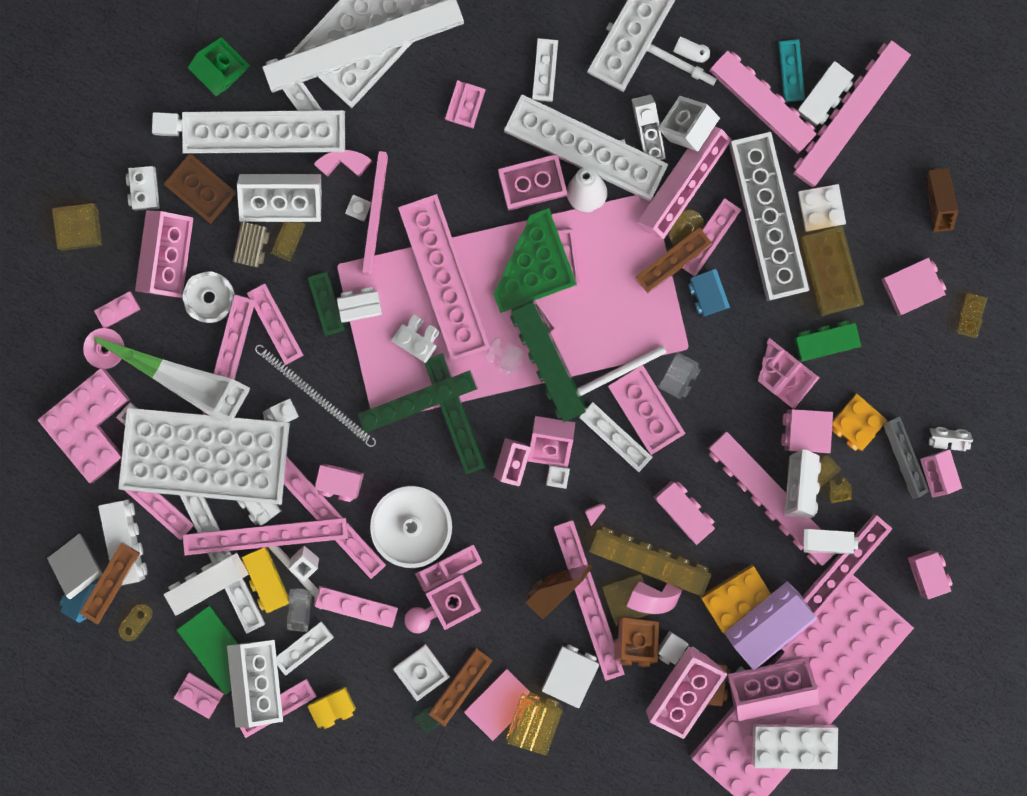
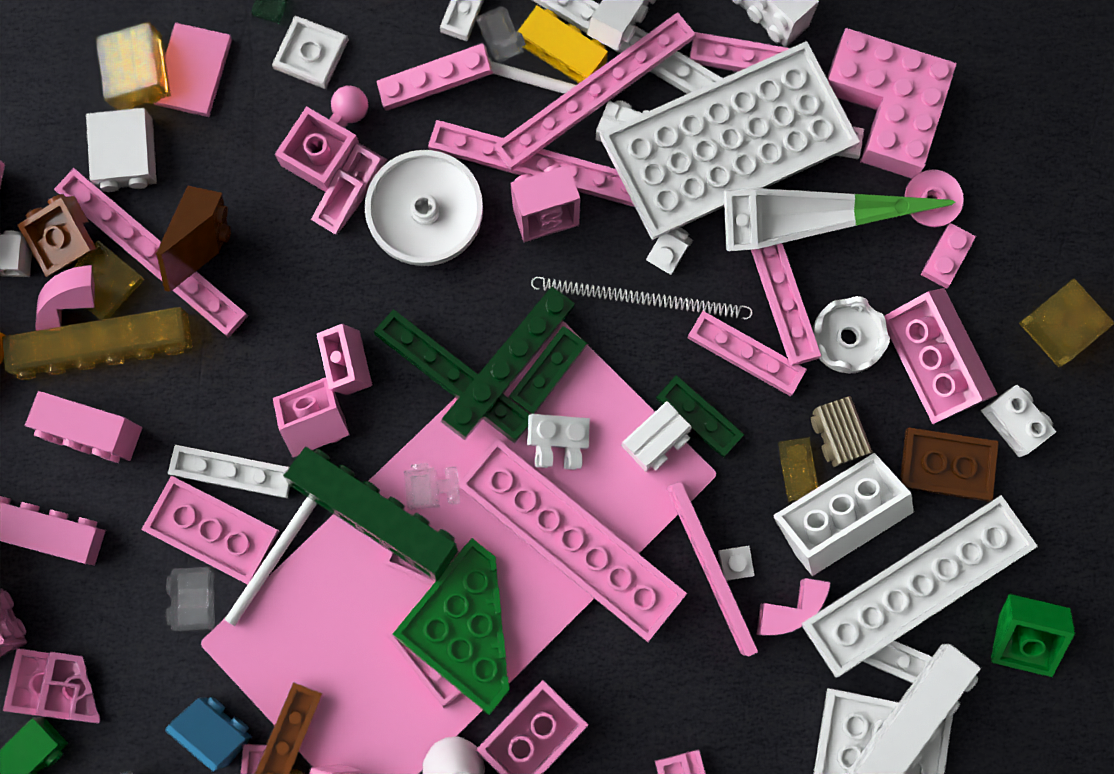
camera: 150 degrees right, 10 degrees down
(166, 124) = (1046, 518): white brick -> none
(303, 563) = (528, 88): white brick -> none
(397, 383) = (548, 370): none -> dark green plate
(460, 687) = (251, 60): dark orange tile -> none
(557, 476) = (278, 379): white tile -> none
(594, 512) = (203, 361): bright pink slope -> none

